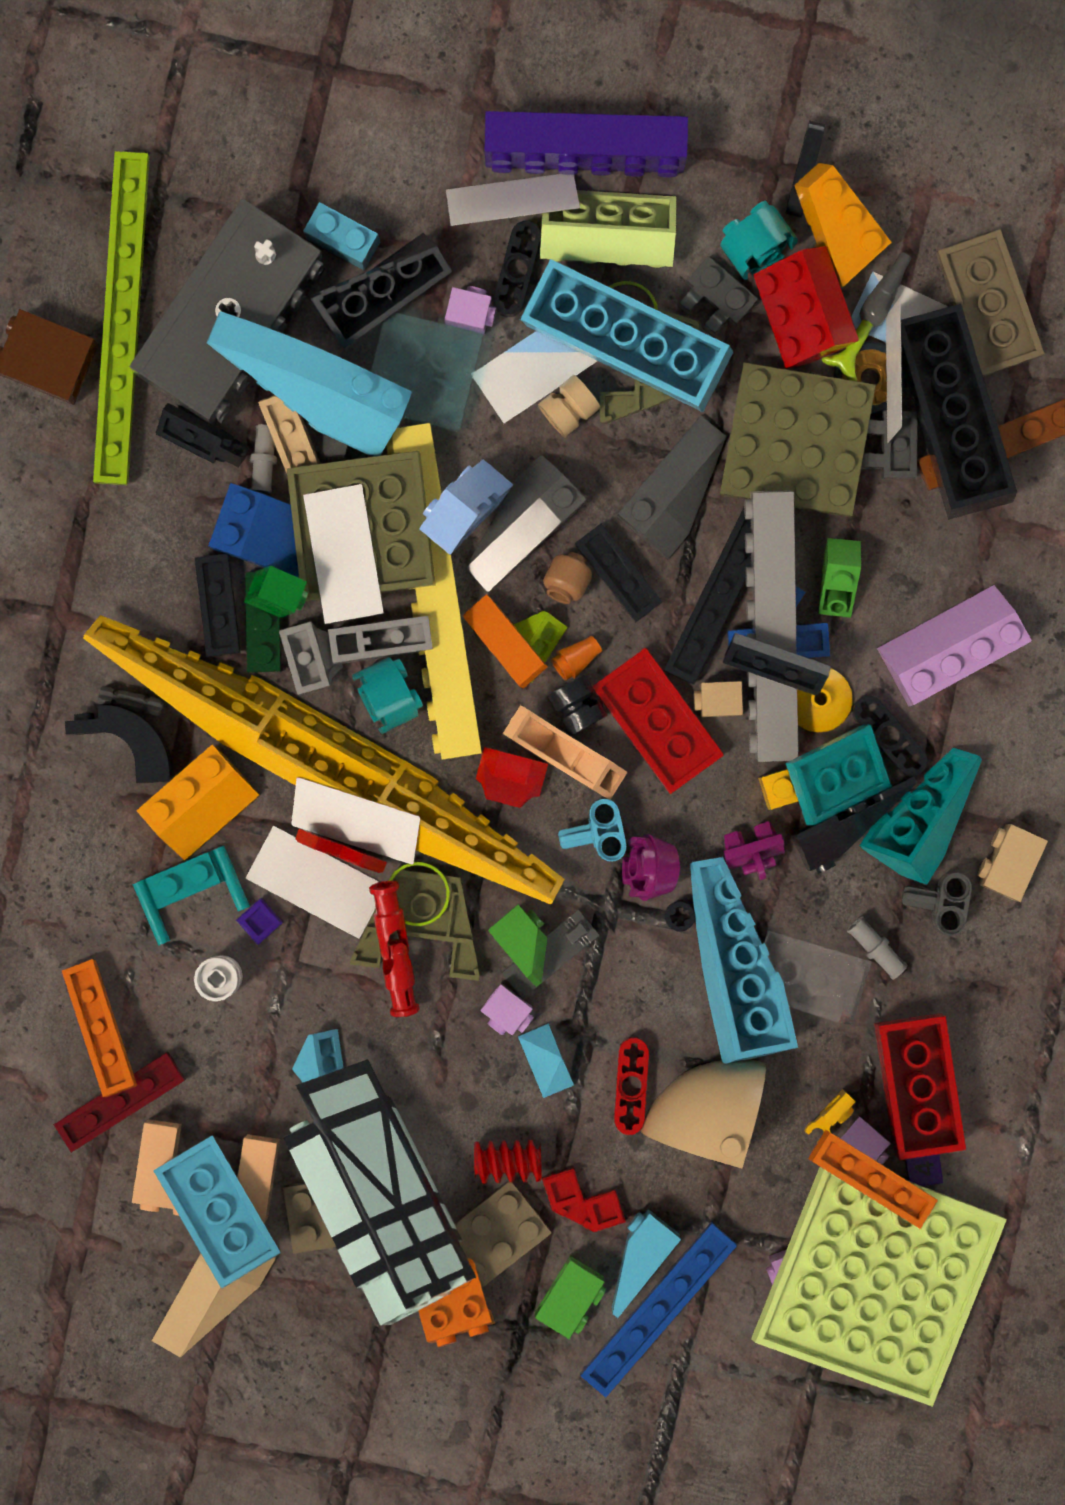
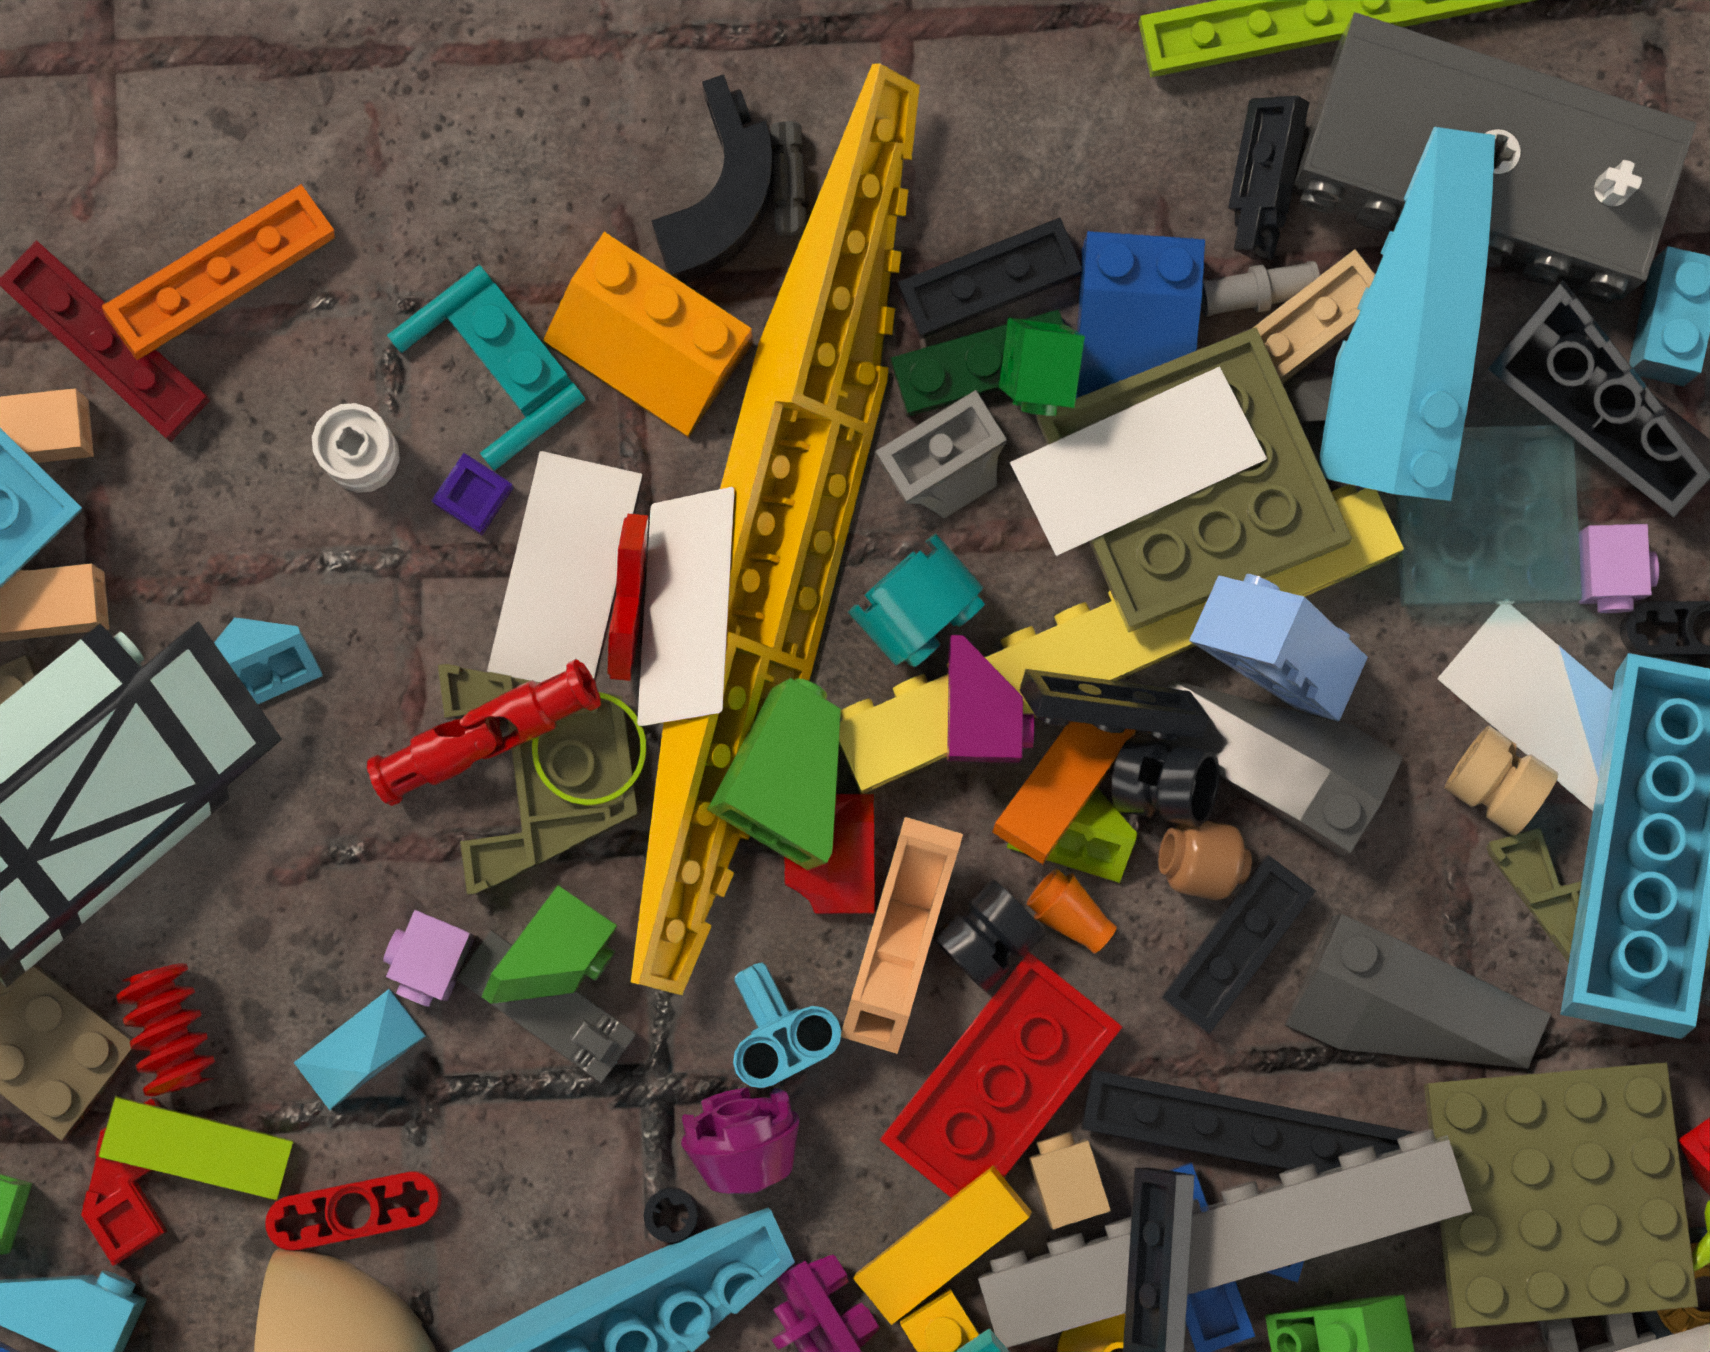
camera: 70 degrees right, 5 degrees down
(379, 640) = (1007, 563): light grey slope -> none
(456, 675) = (983, 710): none -> magenta slope
(462, 791) = (786, 775): none -> bright green slope
(472, 604) = (1113, 705): none -> black plate
(521, 586) = (1167, 782): none -> black wheel
(575, 1161) = (195, 1148): none -> lime tile
(735, 775) = (942, 1245): none -> yellow tile

